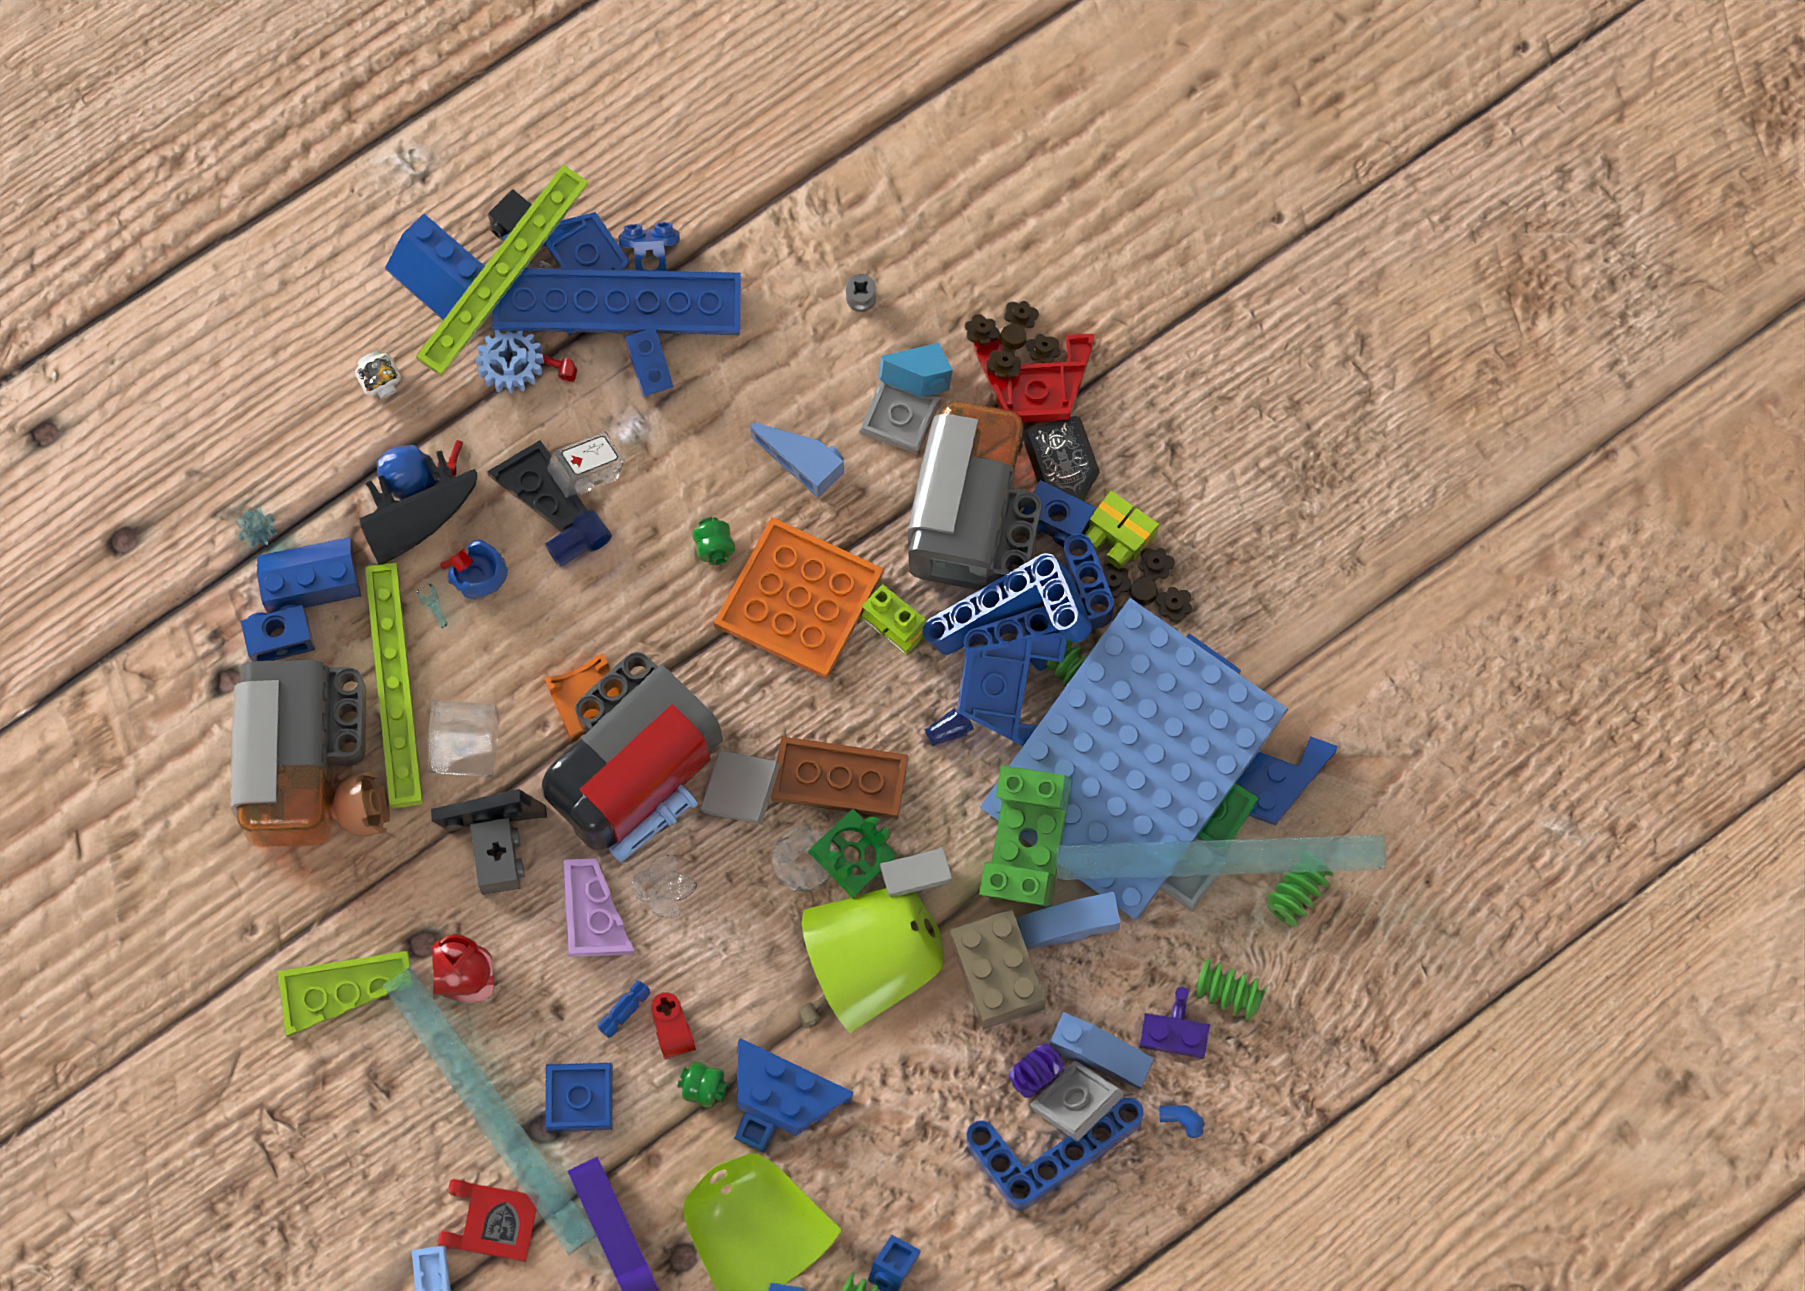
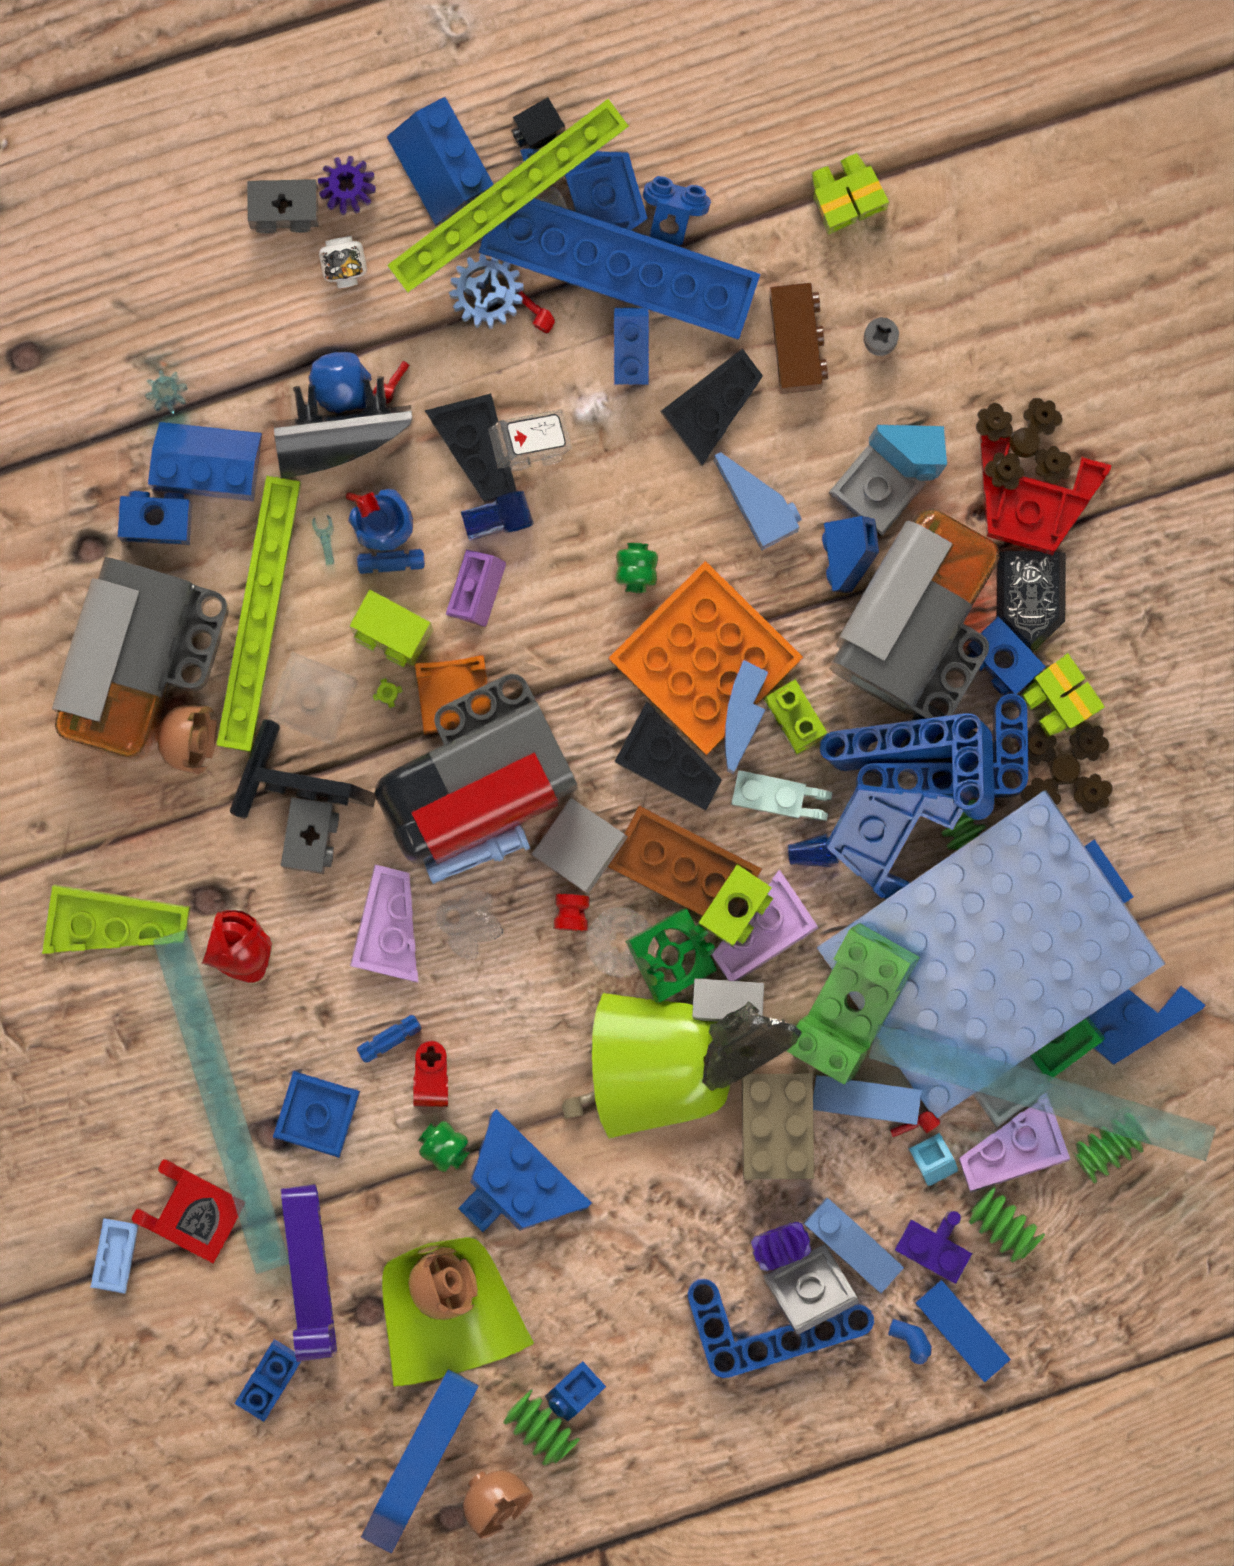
camera: 15 degrees right, 15 degrees up
(298, 340) = (266, 197): none -> dark grey brick
(357, 305) = (344, 172): none -> dark purple gear
(429, 829) = (258, 758): none -> black axle
(497, 605) = (391, 561): none -> blue axle
(514, 655) = (390, 628): none -> lime brick
(528, 716) = (387, 693): none -> lime piece
(579, 604) = (476, 587): none -> medium lavender slope
(734, 391) = (711, 404): none -> black wing
(740, 1205) = (442, 1285): none -> nougat cylinder
(751, 845) = (571, 912): none -> red wheel
(790, 315) = (797, 338): none -> reddish brown brick
(791, 693) = (666, 760): none -> black wing
(796, 192) = (833, 195): none -> lime hips
(846, 626) = (742, 713): none -> medium blue slope
(893, 771) = (738, 885): none -> lime brick
(894, 467) = (850, 549): none -> blue slope
(902, 692) = (777, 796): none -> light aqua hinge
(930, 806) = (775, 931): none -> lavender wing
(960, 879) = (743, 1044): none -> clear smoke piece
(1127, 923) = (926, 1120): none -> red hand
(1147, 956) = (934, 1159): none -> medium azure slope
(1219, 920) = (1017, 1149): none -> lavender wing
(1226, 1096) = (962, 1331): none -> blue tile

